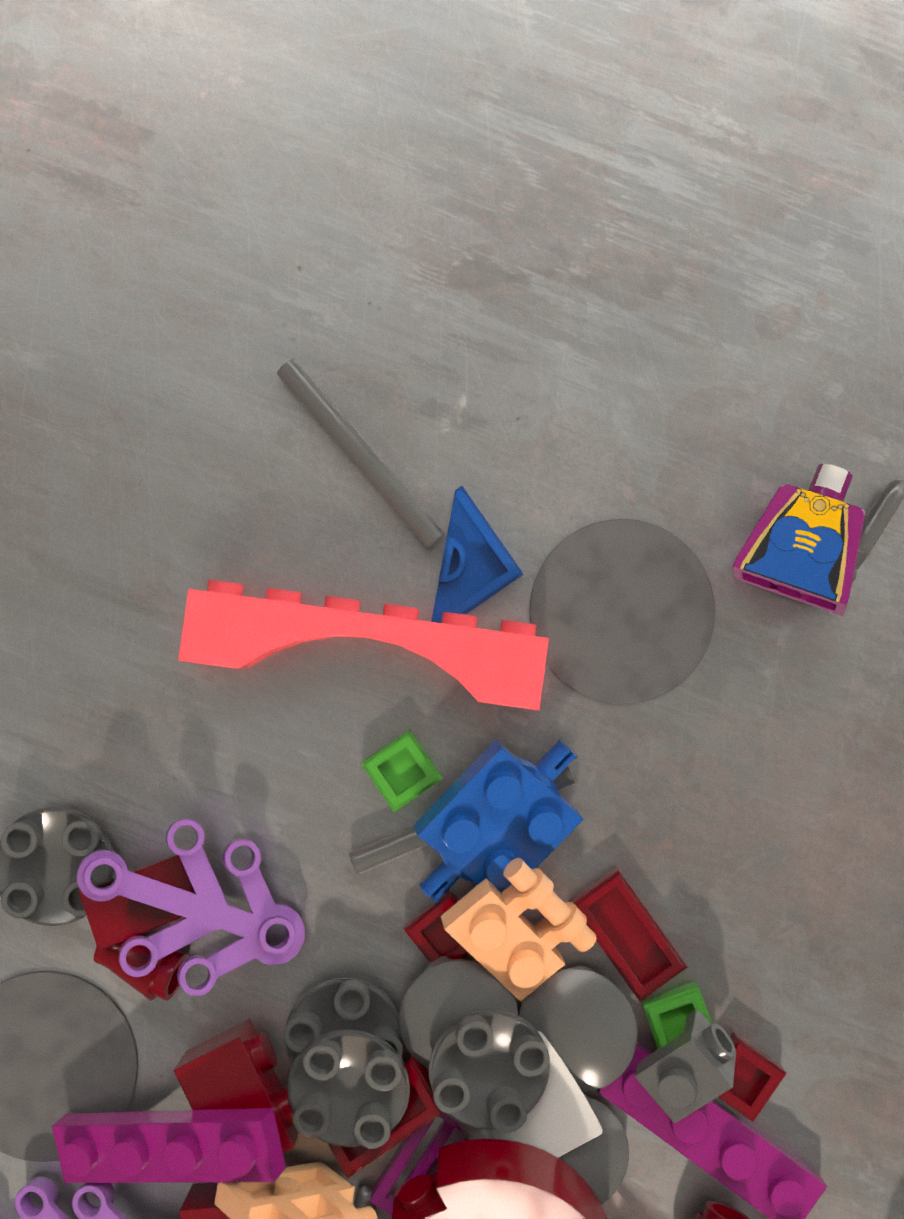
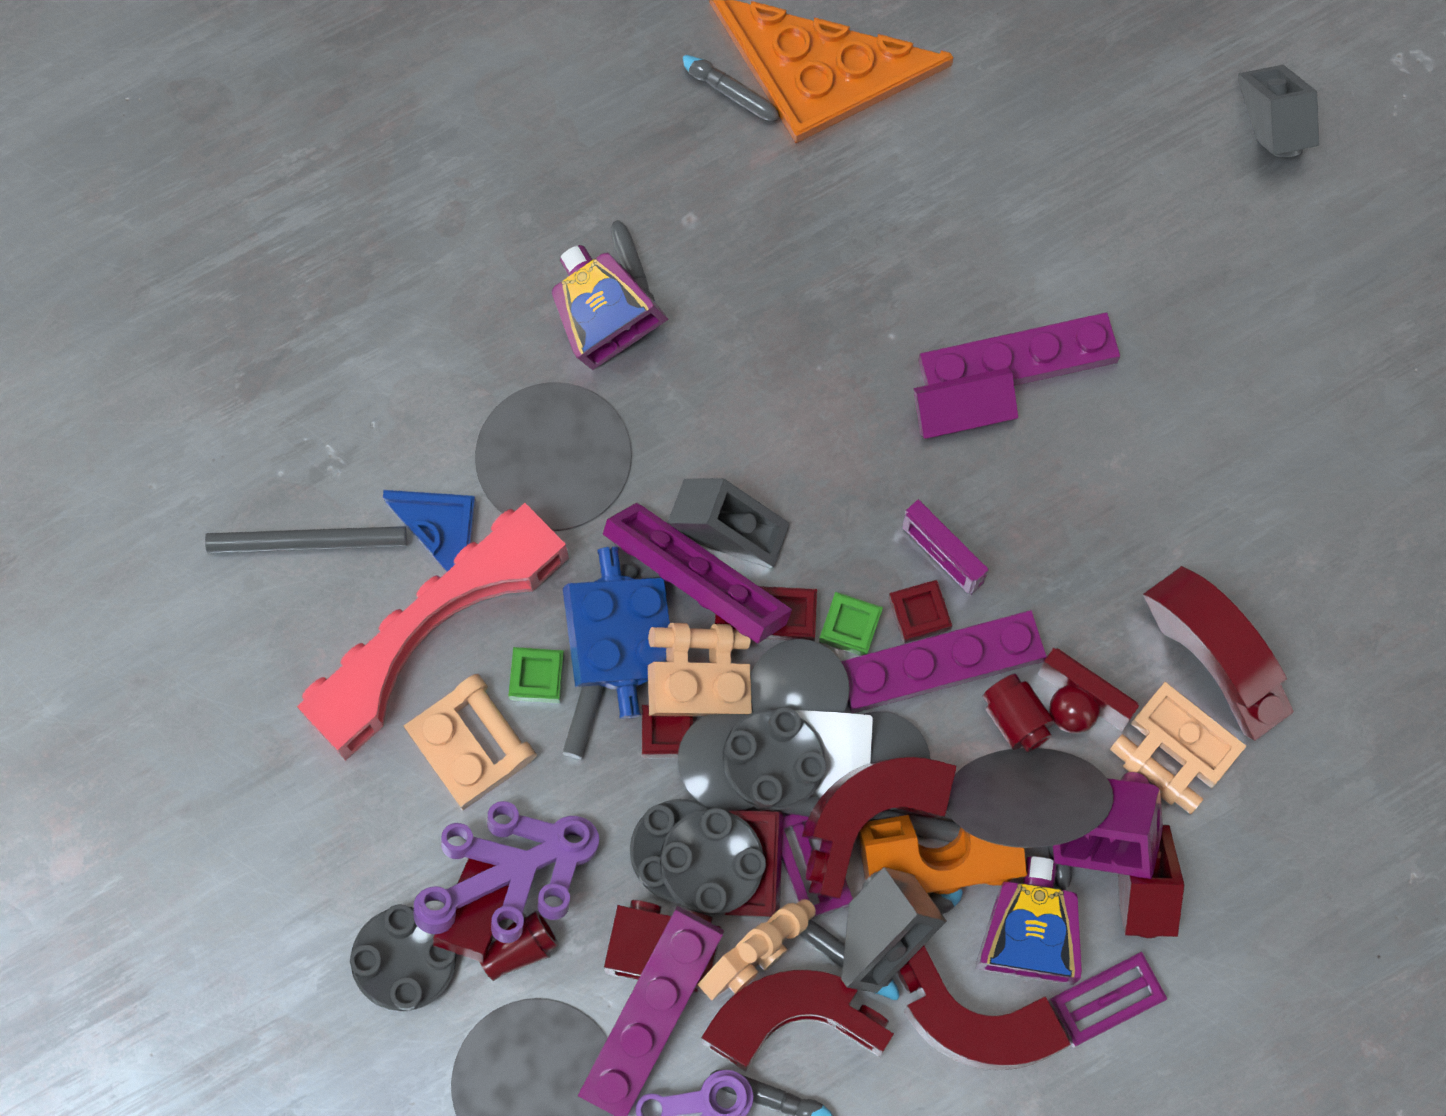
camera: 55 degrees left, 15 degrees down
(274, 756) = (456, 752): none -> light nougat plate
(612, 853) = (697, 572): none -> magenta plate
(687, 833) = (728, 520): none -> dark grey slope
(689, 1068) = (875, 631): dark grey bracket -> none
(824, 1061) = (944, 547): none -> magenta tile

